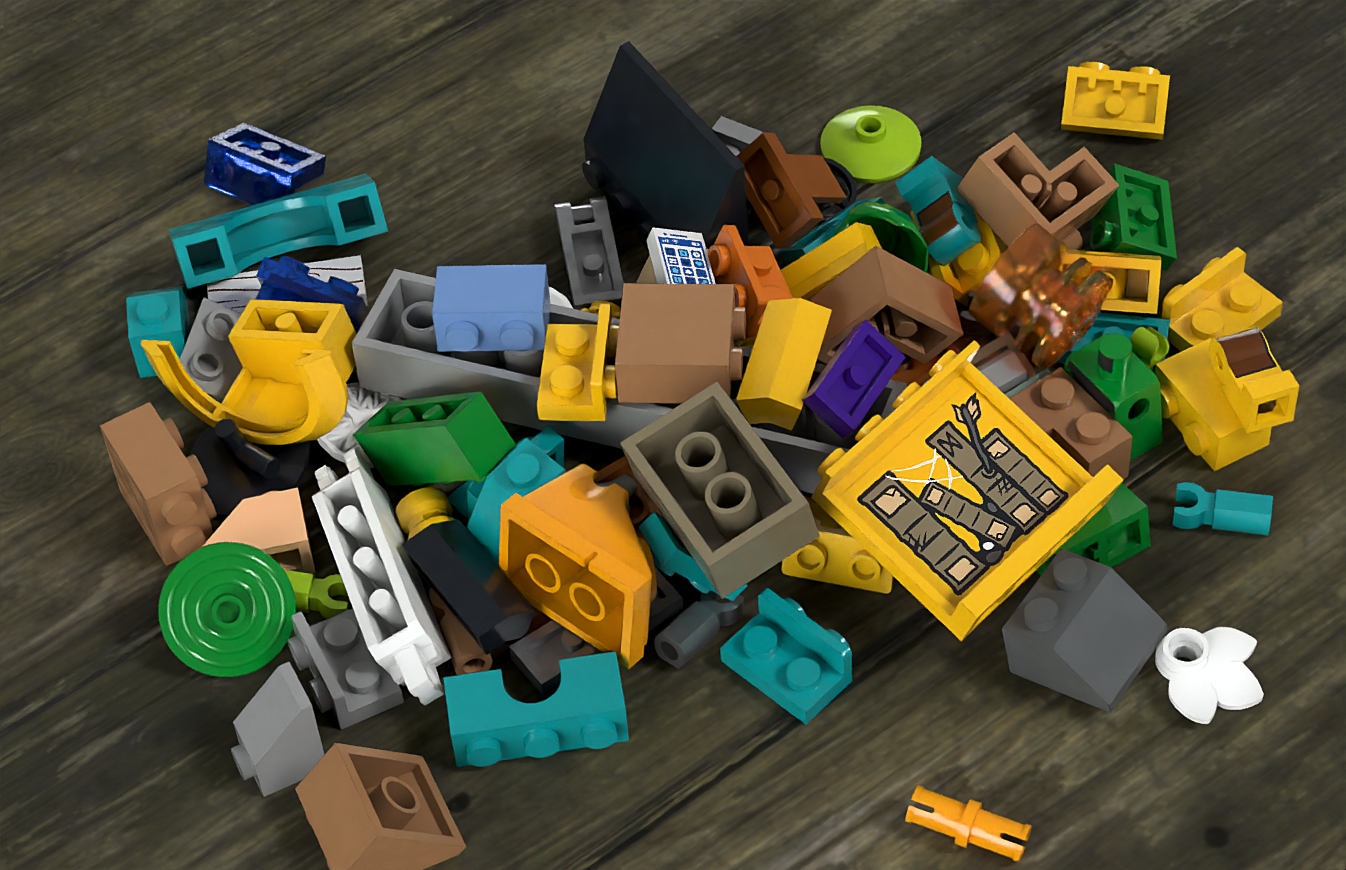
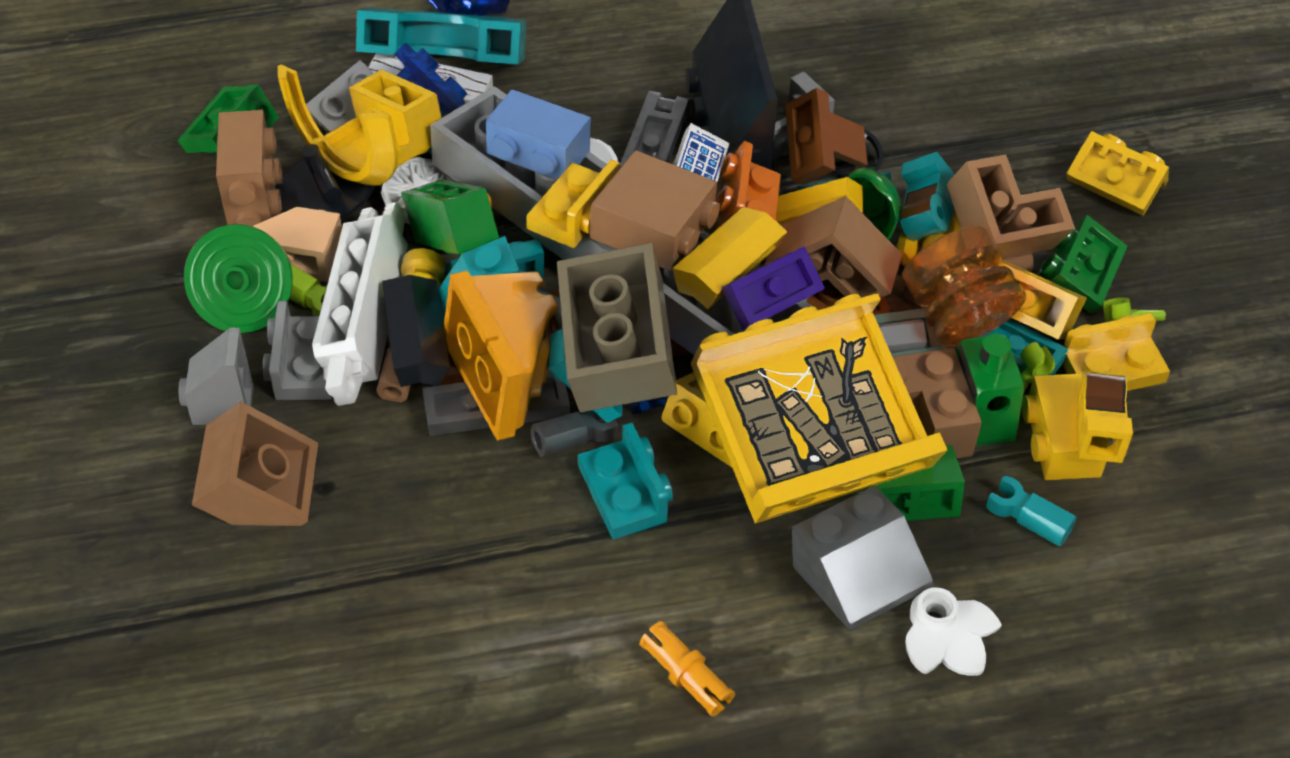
camera: 20 degrees right, 0 degrees up
(73, 434) = (203, 132): none -> green bracket
(159, 317) = (320, 65): teal slope -> none
(495, 727) = (448, 457): teal arch -> none
(872, 143) = (913, 133): lime dish -> none
(1197, 255) = (1120, 307): none -> lime hand

